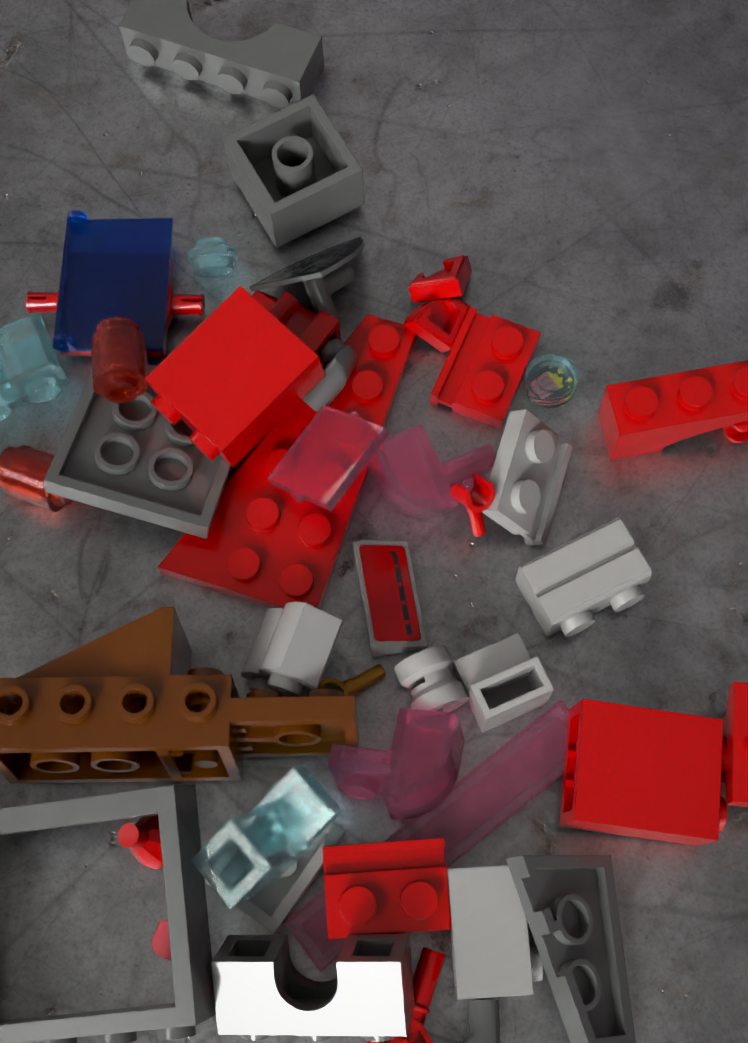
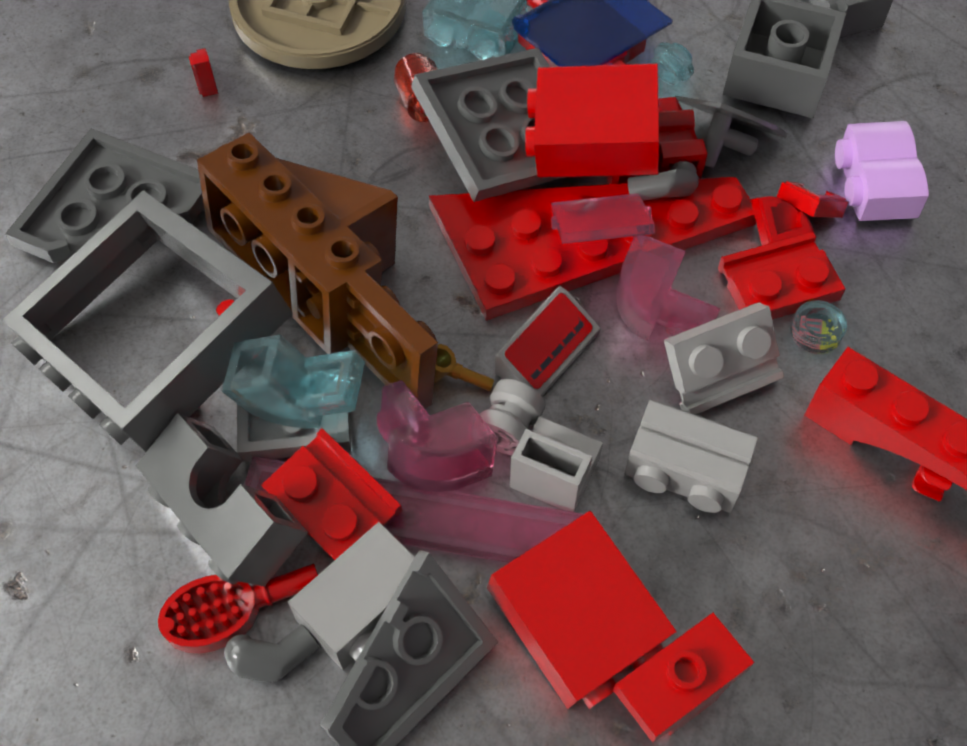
camera: 45 degrees right, 10 degrees down
(119, 360) = (541, 46): clear red brick -> none
(291, 649) = (446, 298): light grey brick -> none
(465, 206) = (882, 171): none -> lavender brick
(475, 501) = (666, 332): red hand -> none

